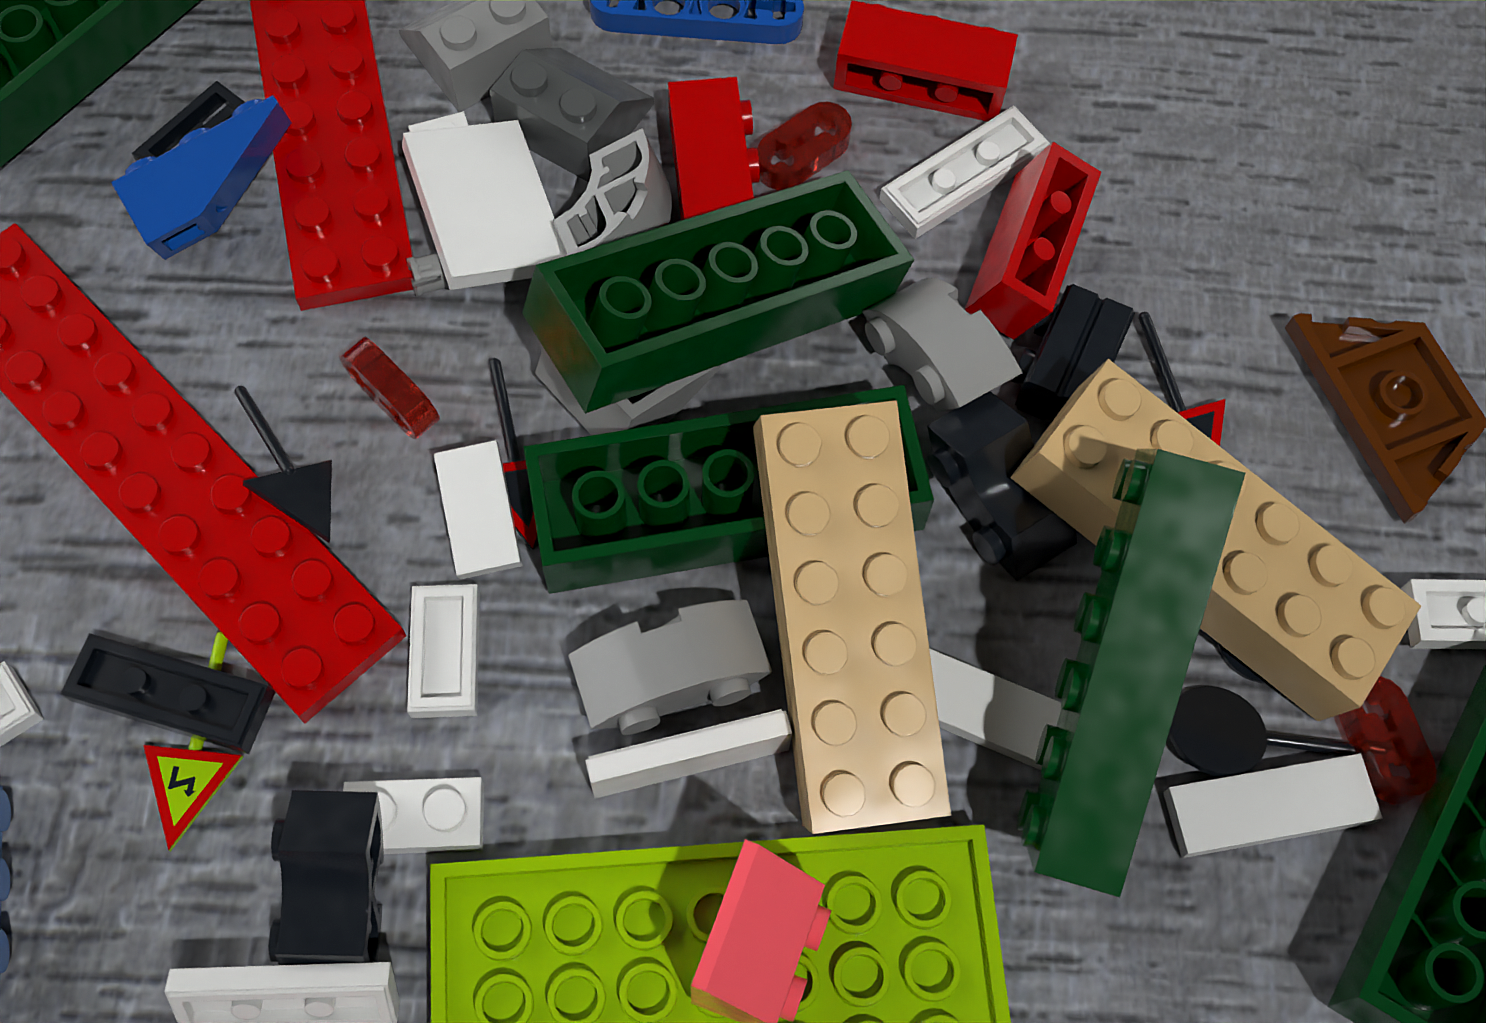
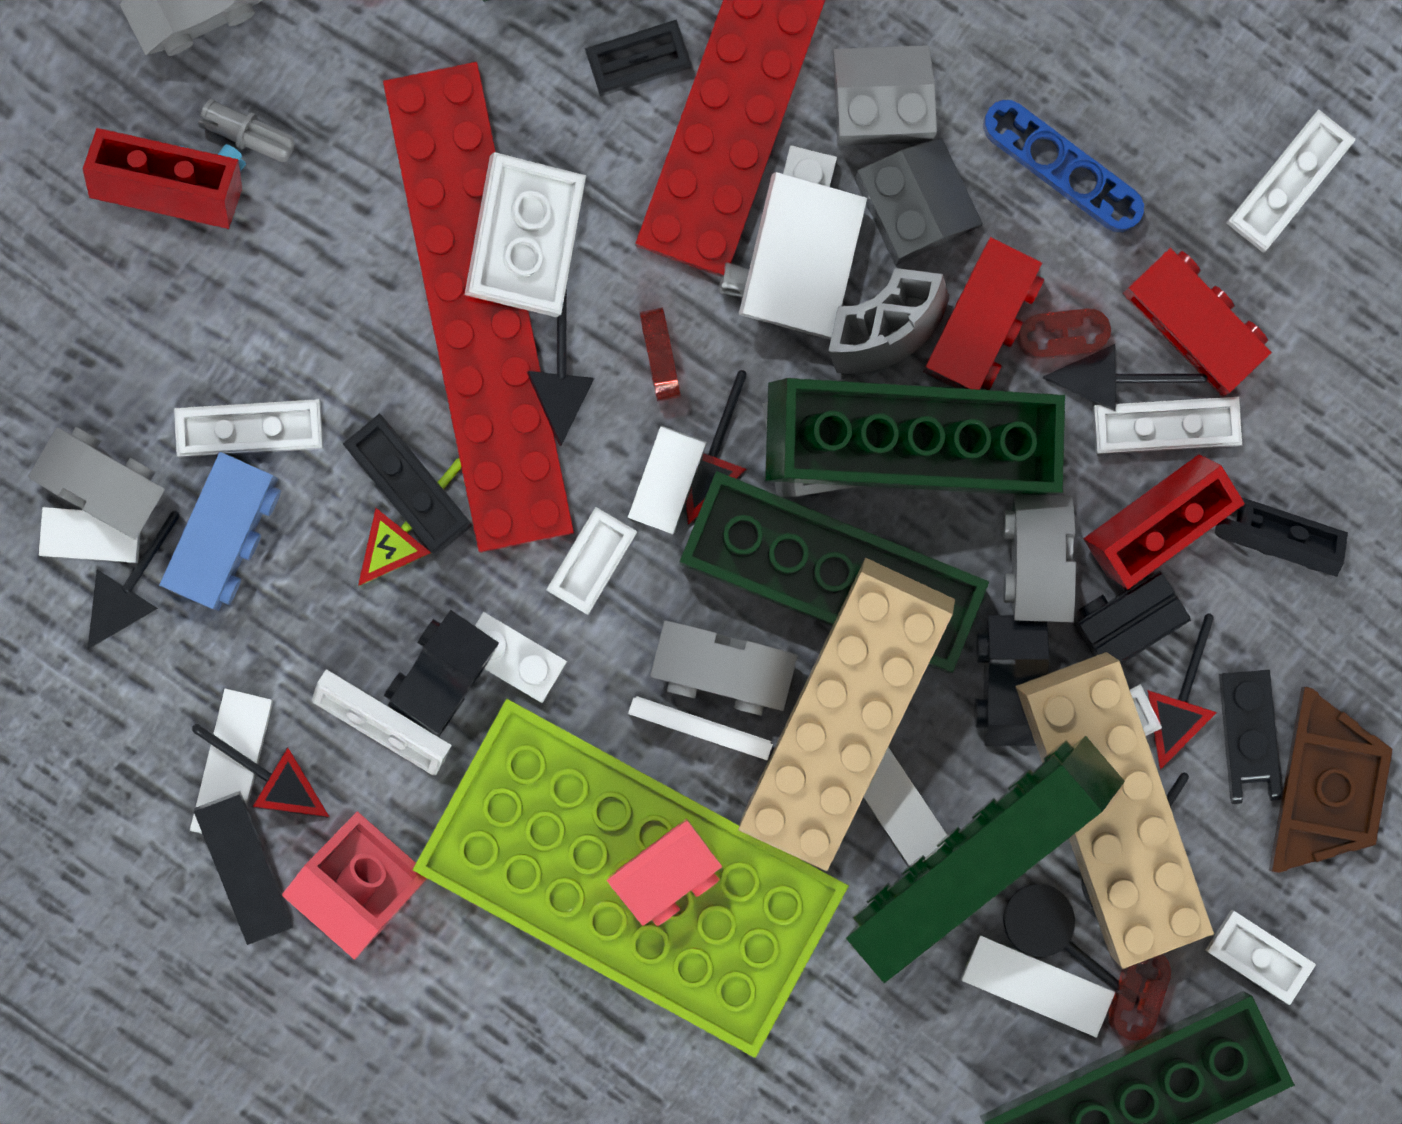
camera: 30 degrees right, 20 degrees up
(161, 352) = (525, 235): none -> white tile
(199, 182) = (603, 118): blue slope -> none
(874, 167) = (1097, 377): none -> black piece
(1147, 198) = (1286, 537): none -> black hinge
(1273, 402) = (1249, 732): none -> black hinge

